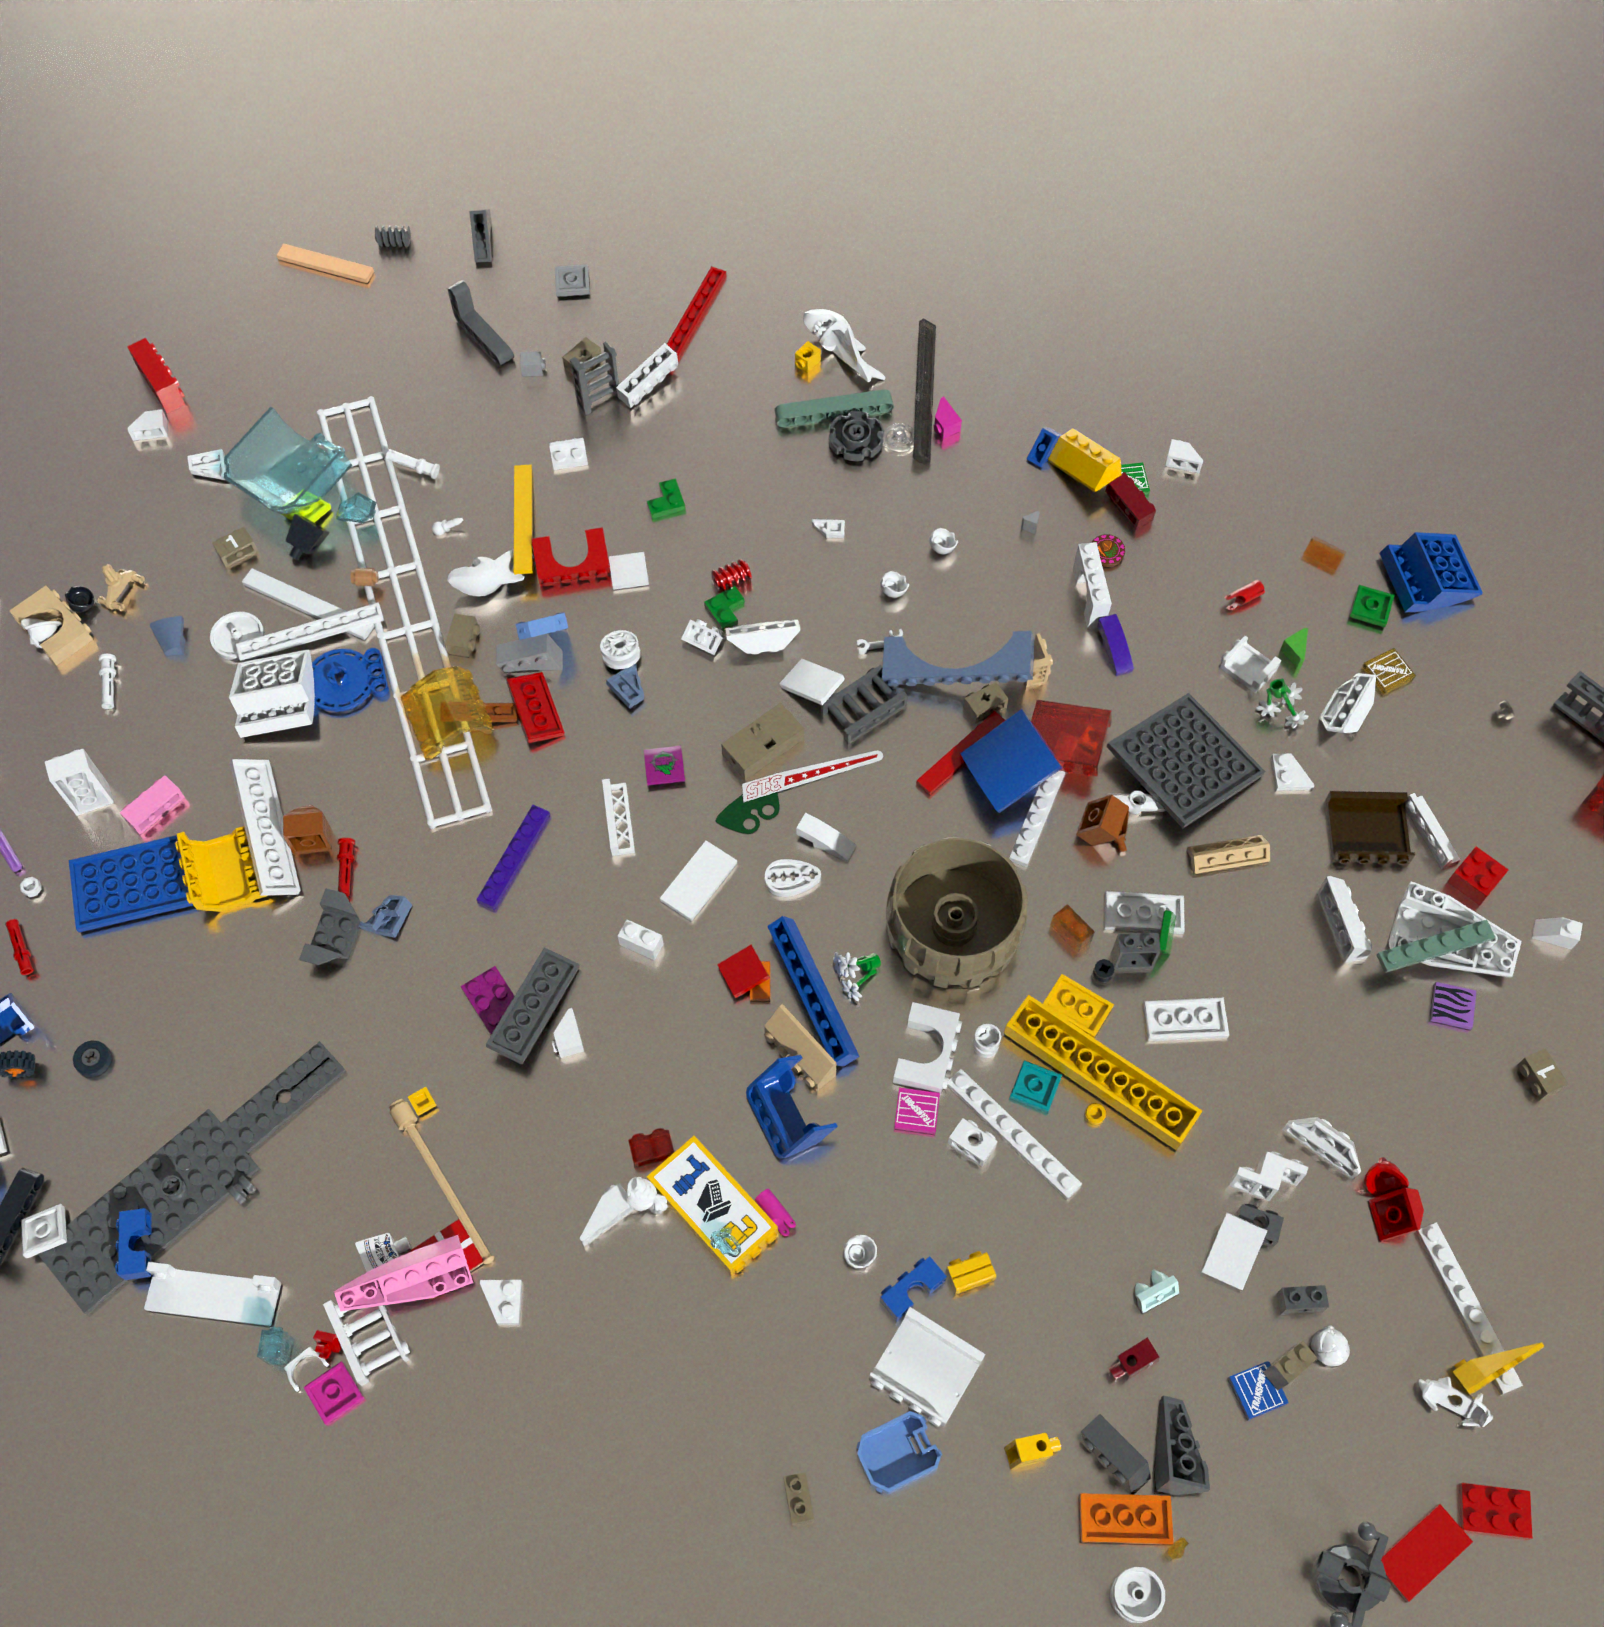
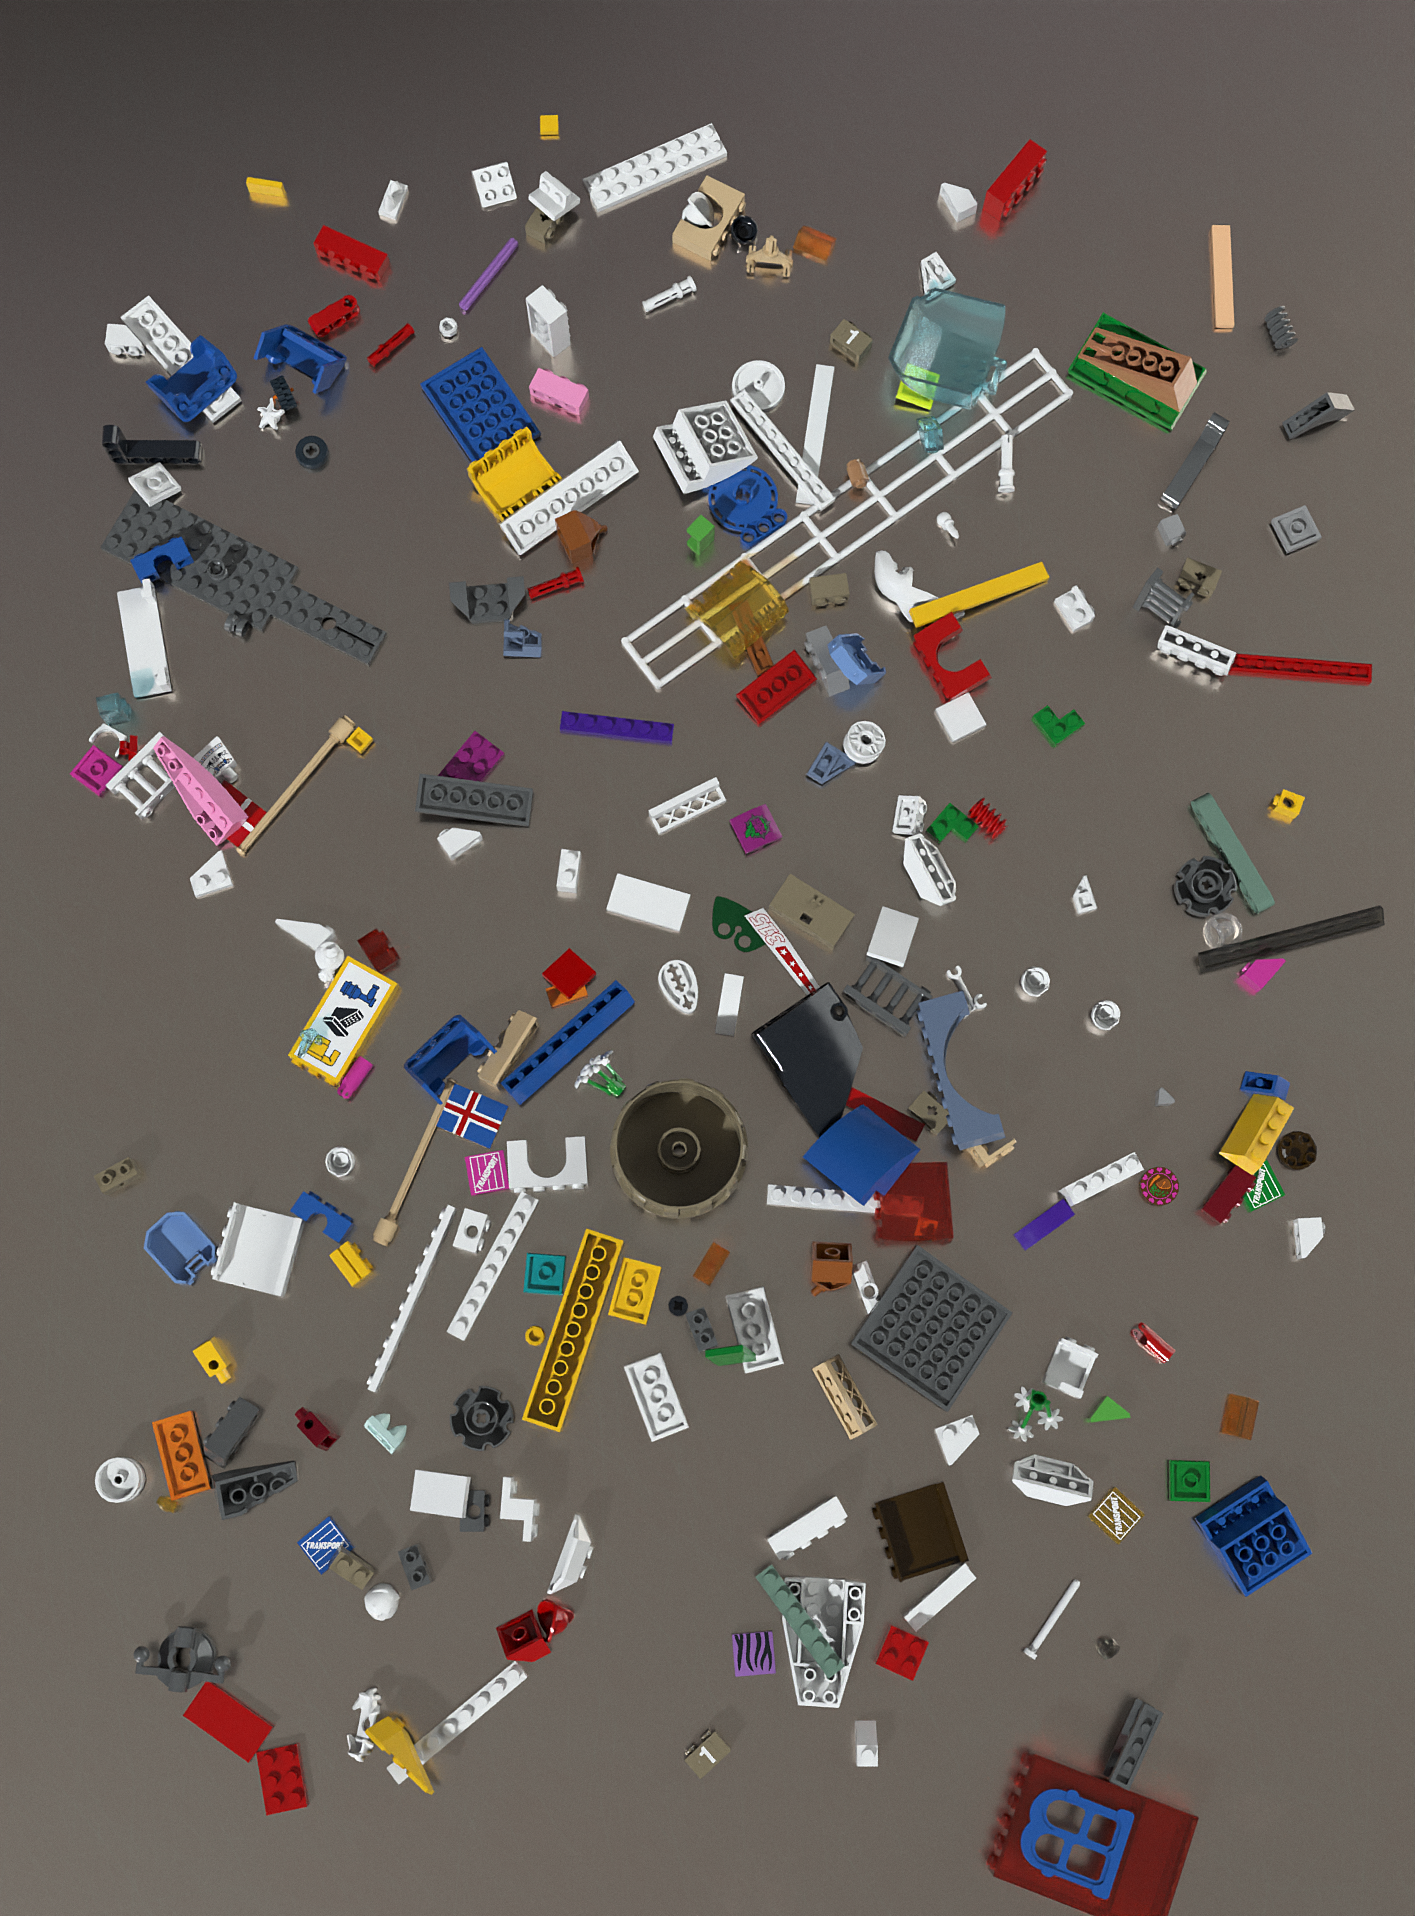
camera: 70 degrees right, 15 degrees up
(30, 1087) = (270, 415): none -> white animal
(125, 548) = (814, 242): none -> clear orange panel
(170, 635) = (736, 326): sand blue slope -> none
(304, 536) = (883, 399): black torso -> none
(359, 721) = (702, 534): none -> bright green panel
(377, 345) = (1137, 371): none -> piece
(838, 337) = (1324, 825): white piece -> none
(854, 1111) = (462, 1114): none -> flag
(900, 779) = (814, 1055): none -> black panel
(986, 1040) = (570, 1215): white wheel -> none
(1029, 1225) = (407, 1306): none -> white plate
(1109, 439) = (1297, 1150): none -> dark brown dish
(1166, 1204) = (466, 1418): none -> dark grey piece
(1497, 772) = (1052, 1619): none -> white bar

